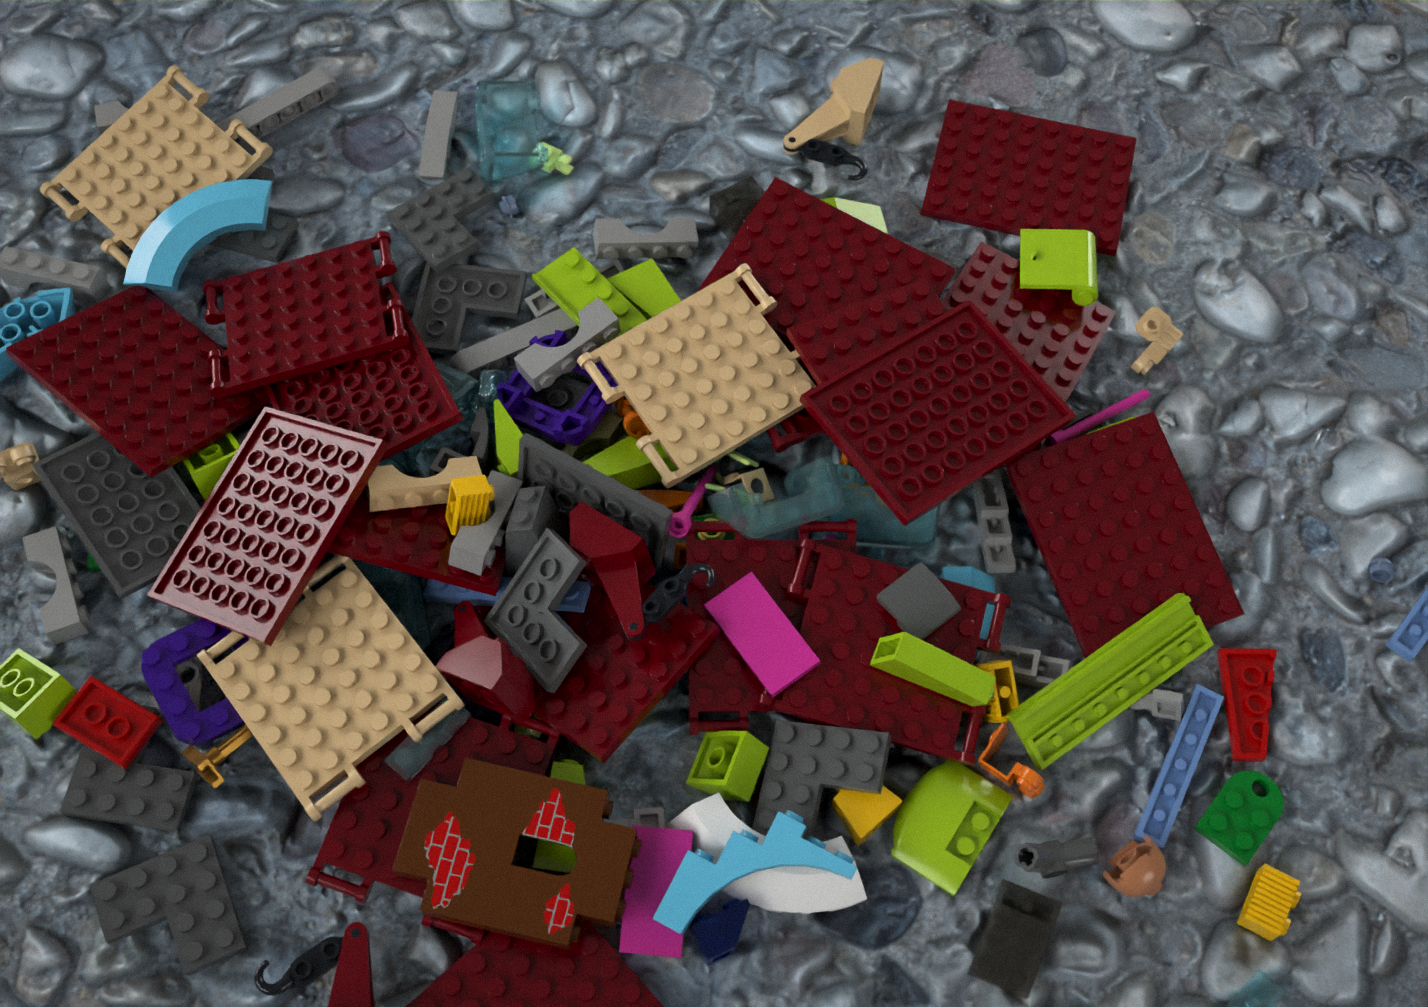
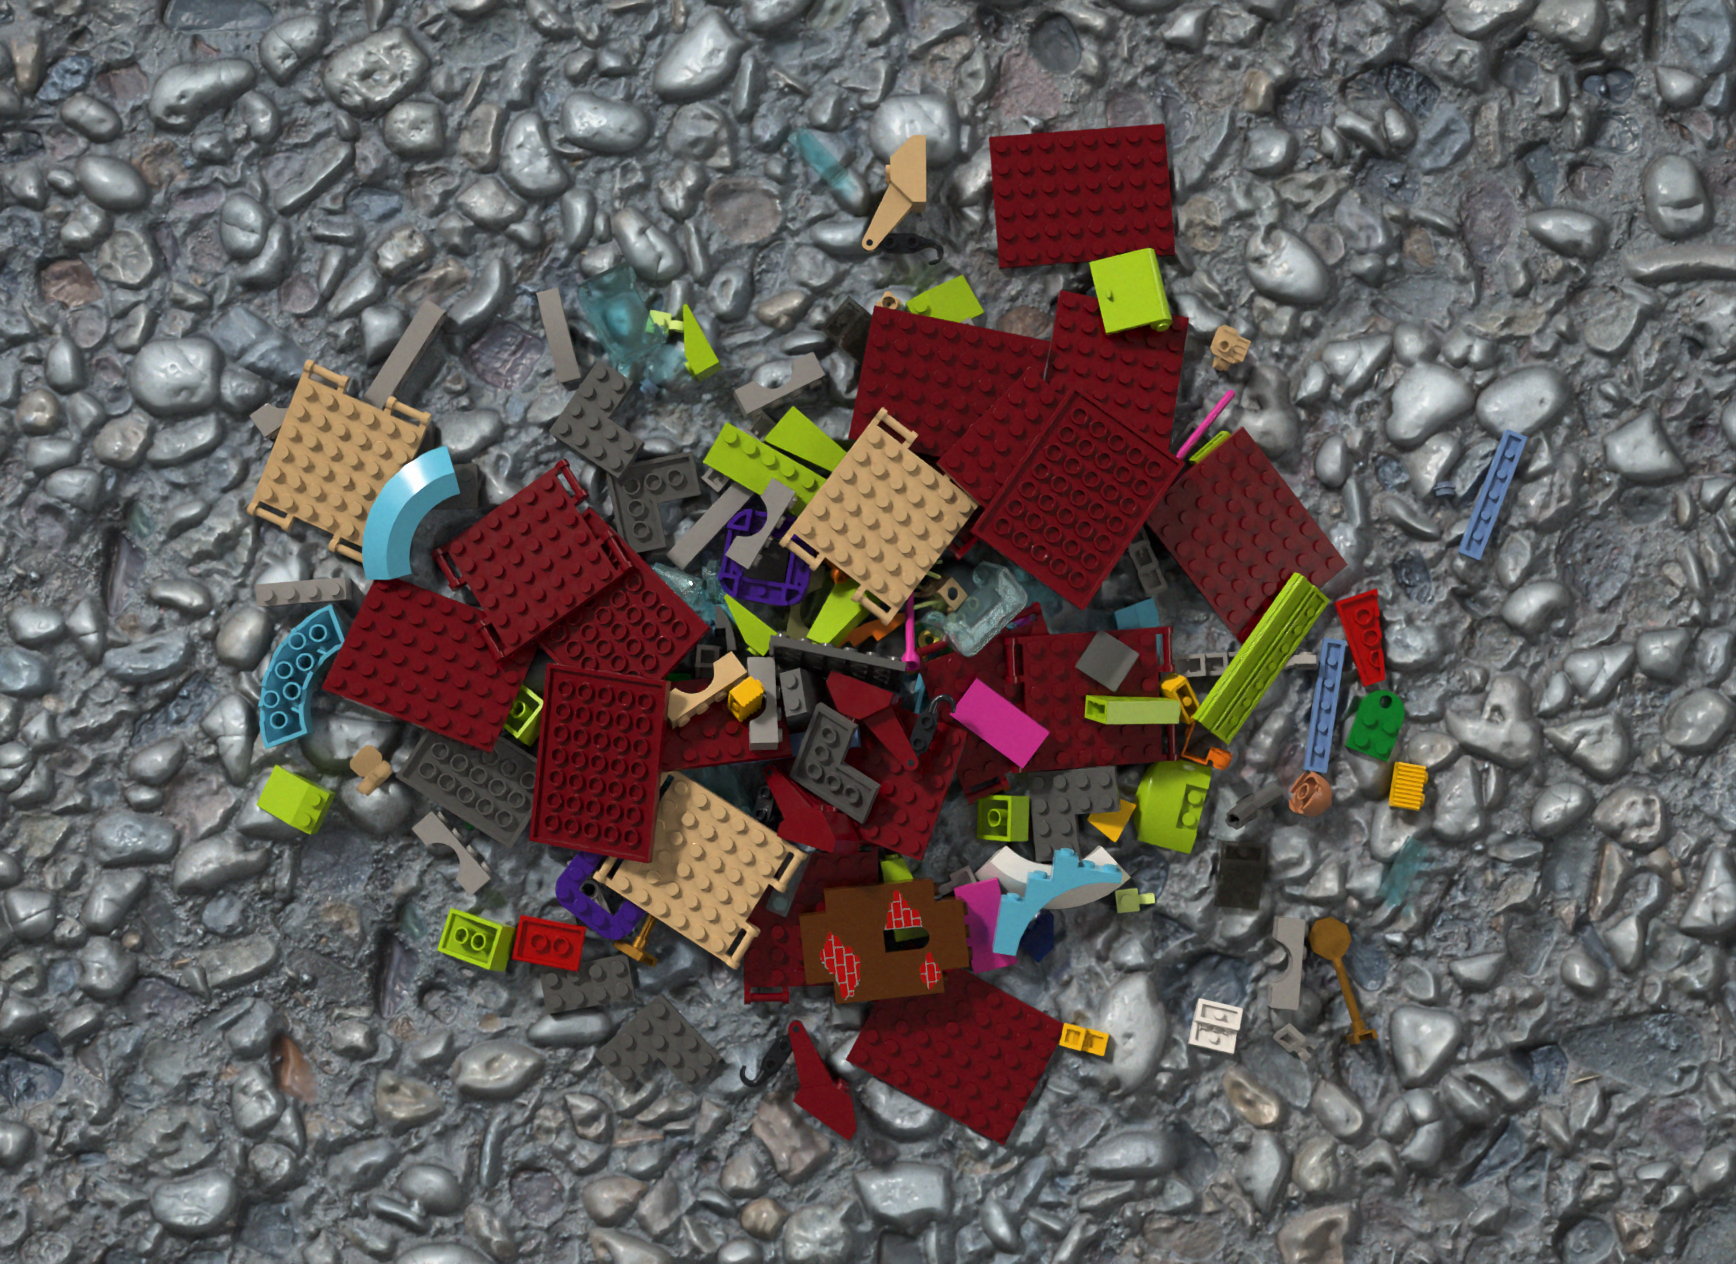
camera: 15 degrees left, 25 degrees up
(573, 181) = (698, 352): none -> lime slope
(767, 67) = (817, 156): none -> clear light blue plate
(855, 928) = (1128, 900): none -> yellowish green plate

